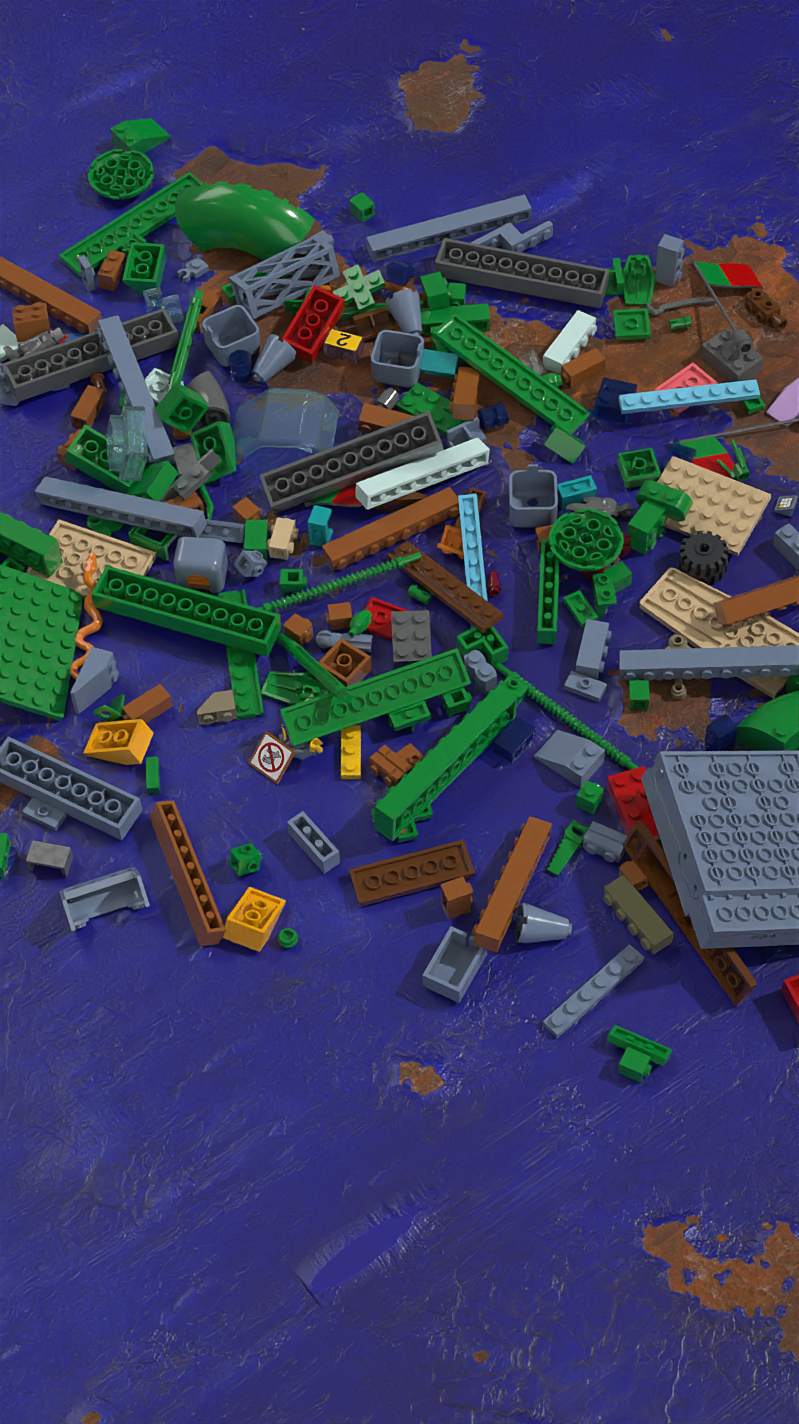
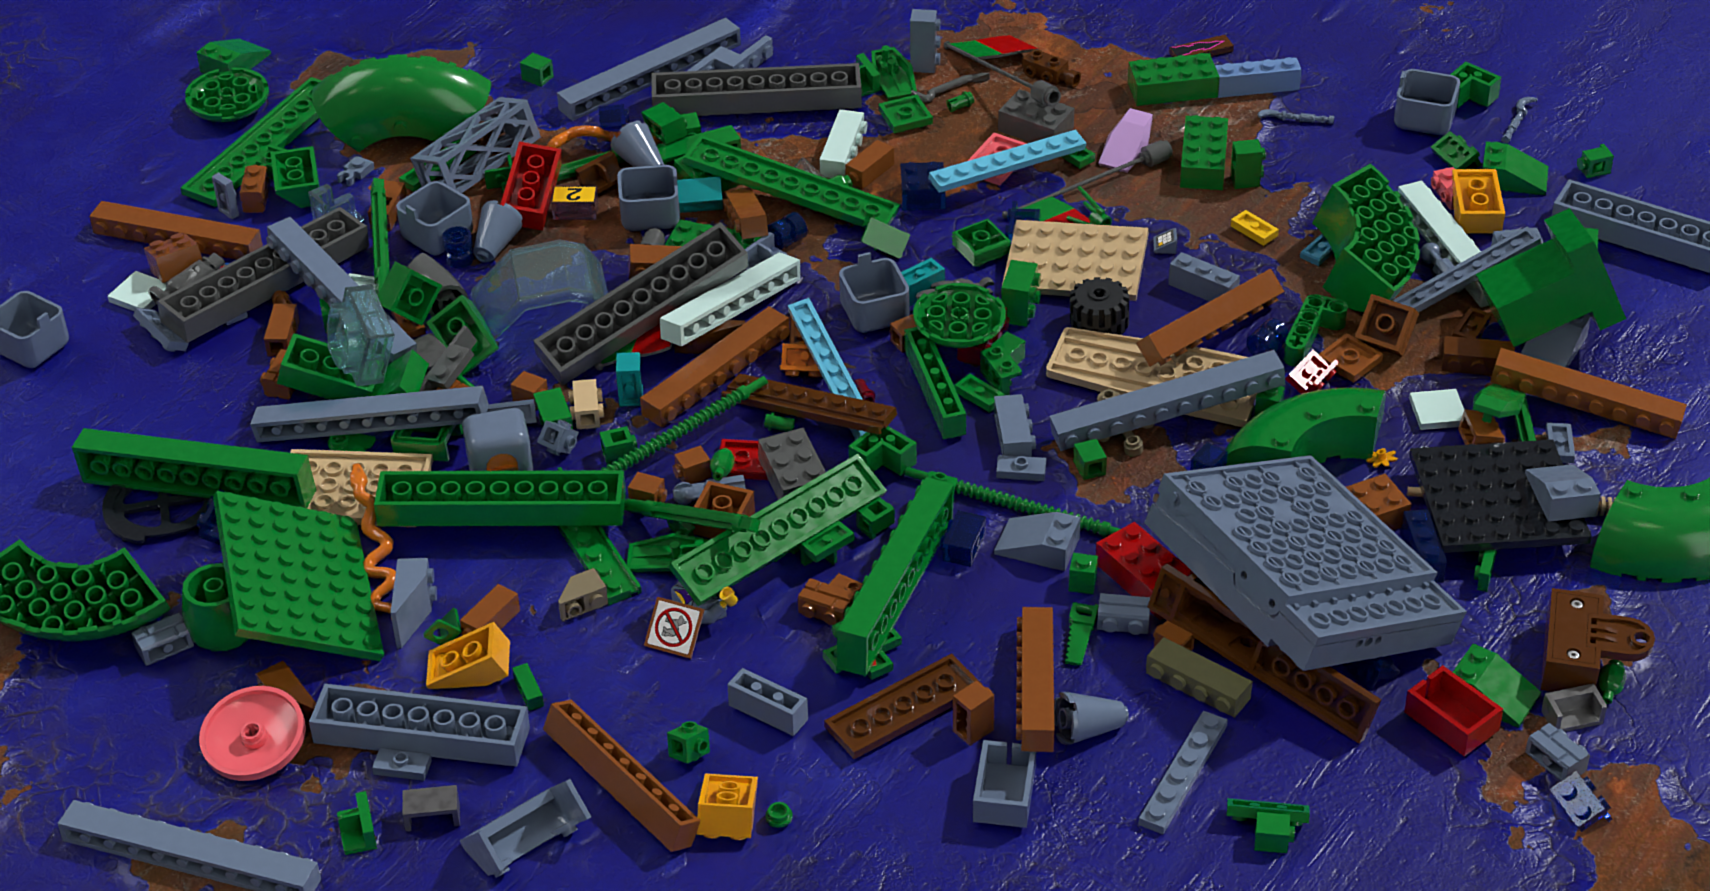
camera: 20 degrees left, 15 degrees down
(351, 753) = (768, 602): yellow plate -> none
(360, 288) = (575, 139): plate -> none
(480, 671) = (896, 479): sand blue brick -> none
(675, 501) = (1046, 253): green brick -> none

